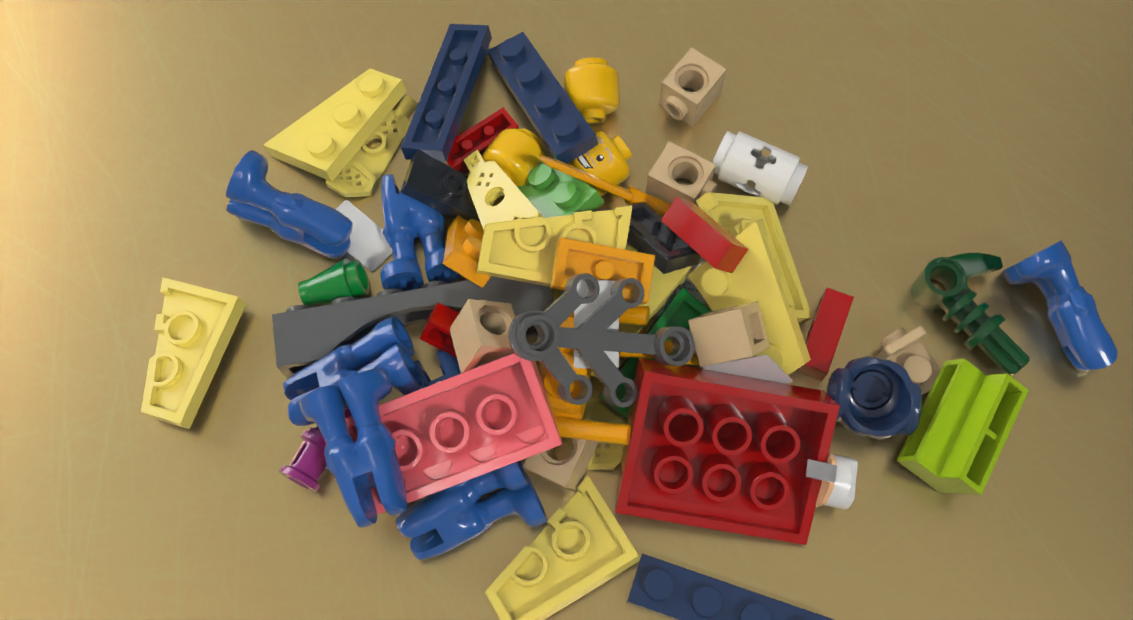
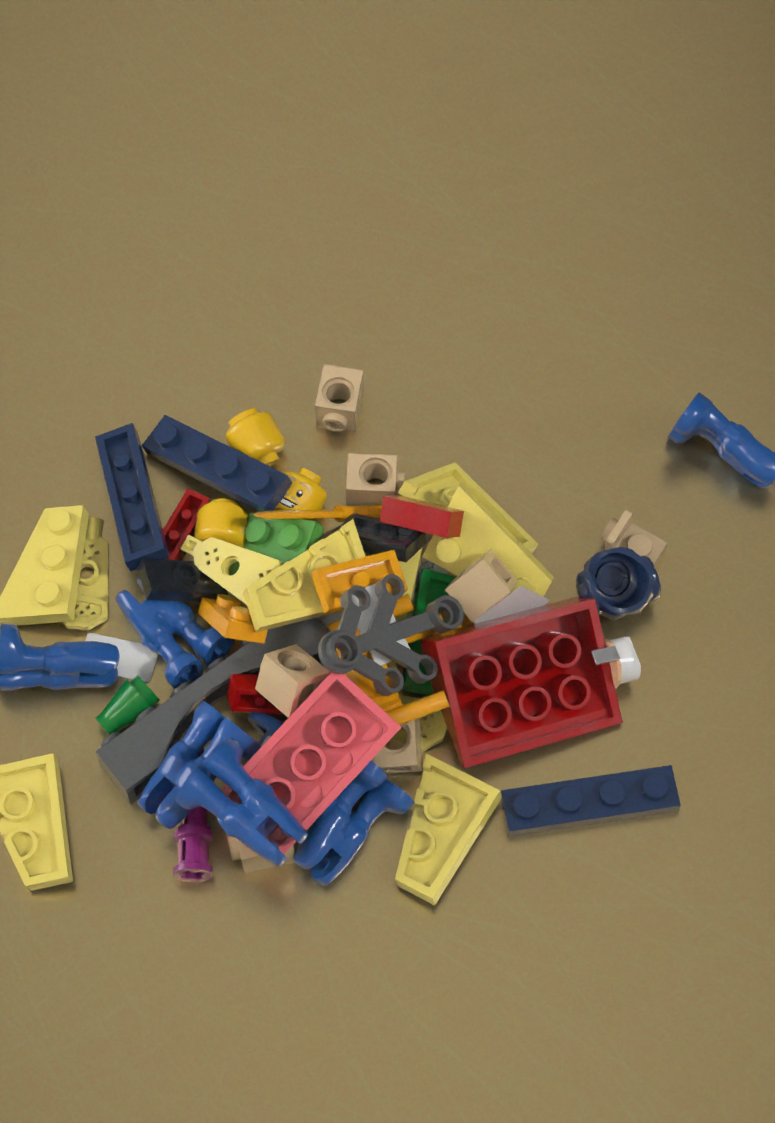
camera: 30 degrees left, 5 degrees down
(777, 175) = (415, 445): white piece -> none
(825, 333) = (554, 551): red piece -> none
(959, 306) = (649, 481): dark green piece -> none
(962, 428) = (694, 574): lime piece -> none

